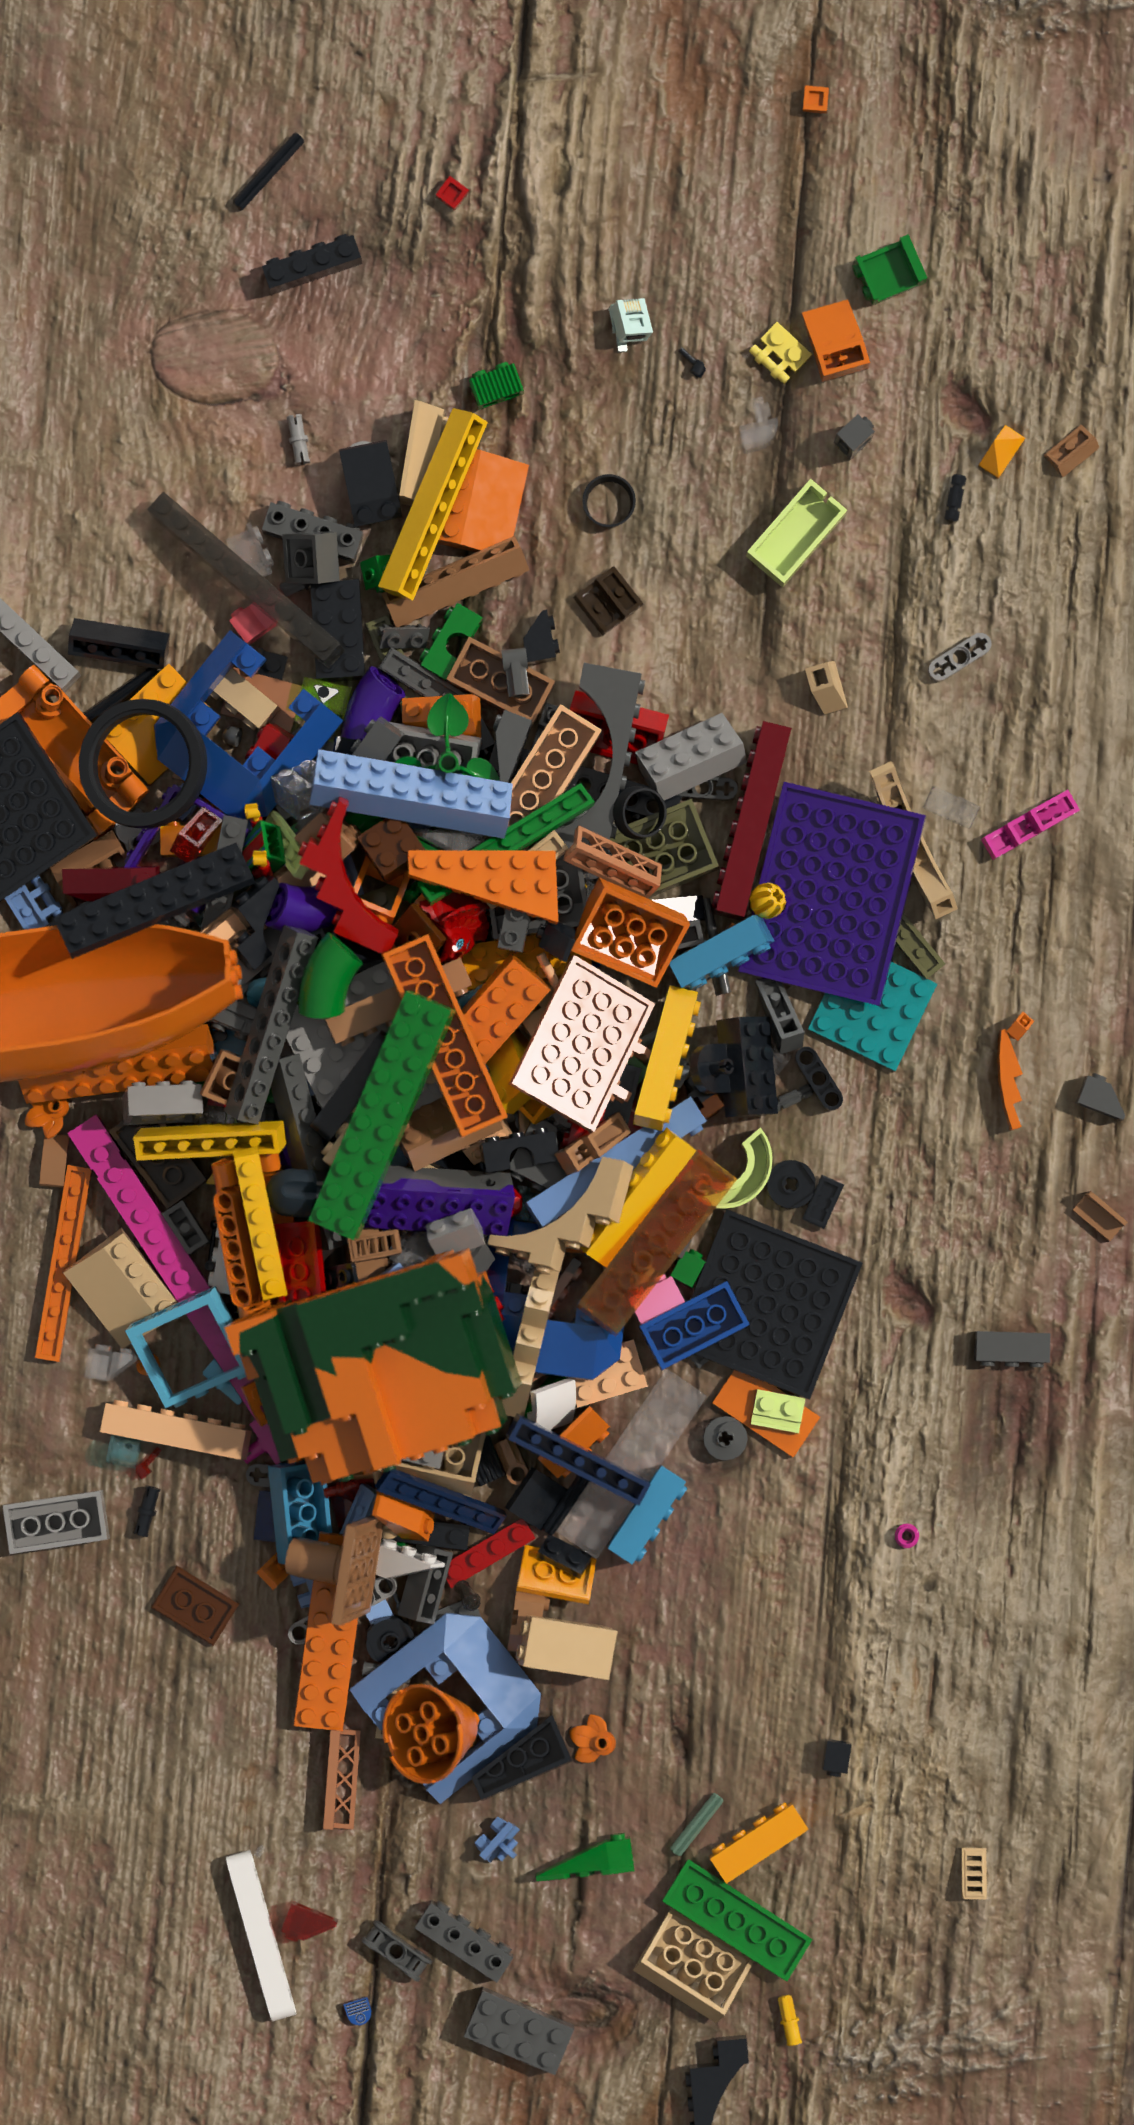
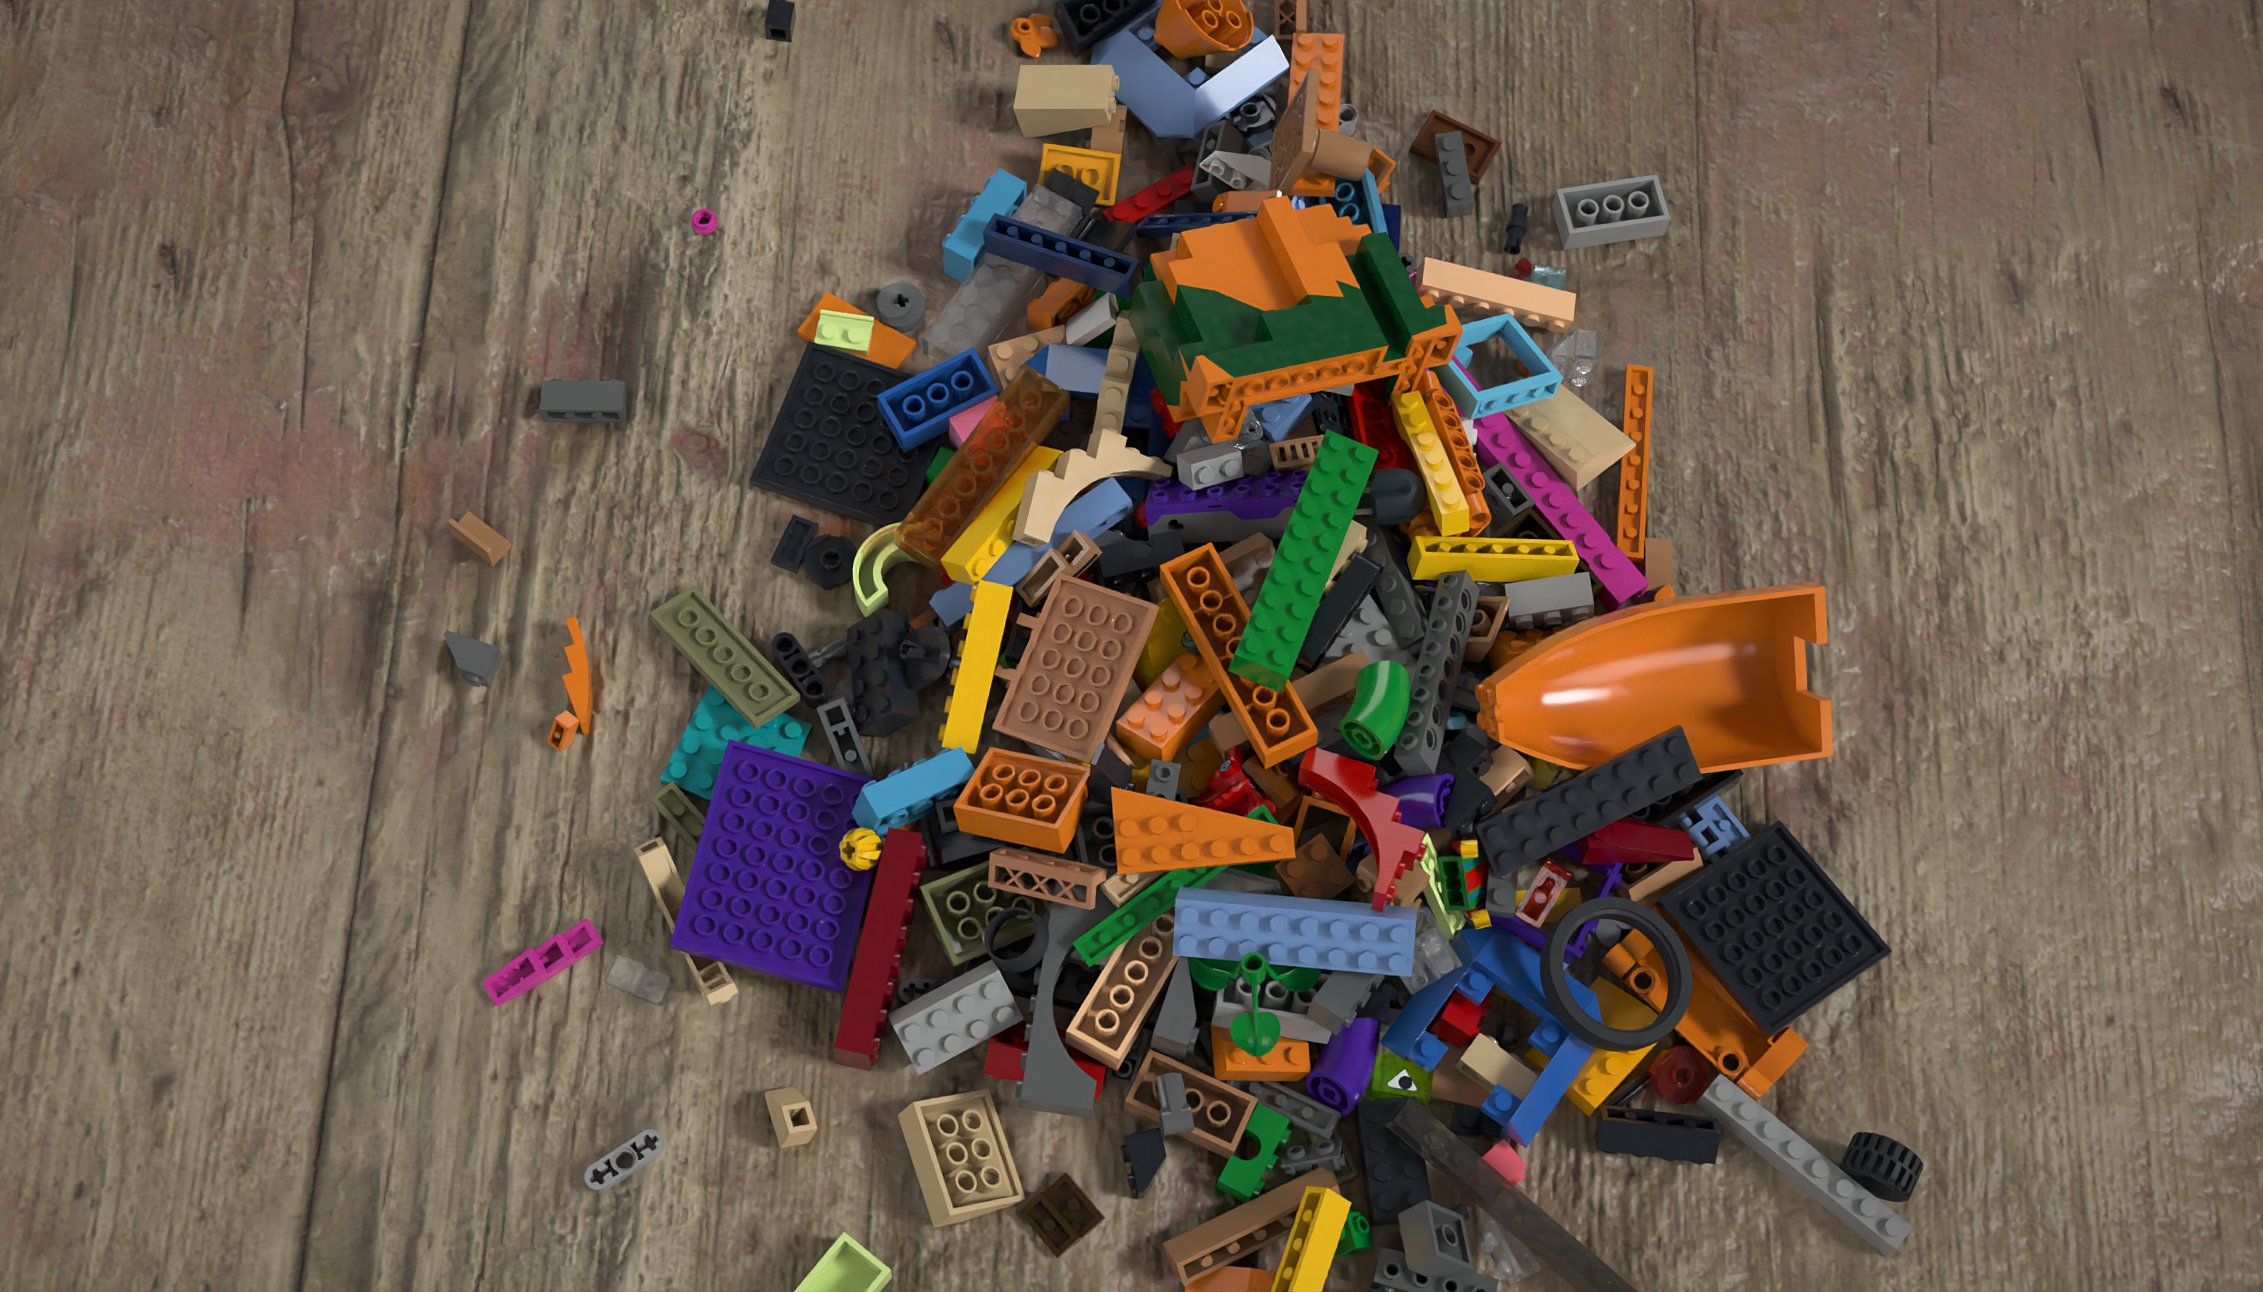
camera: 175 degrees right, 20 degrees down
(96, 705) = (1664, 1074): none -> clear red plate
(202, 1565) = (1453, 174): none -> dark grey brick
(688, 648) = (960, 1156): none -> tan slope
(883, 1090) = (724, 657): none -> olive plate

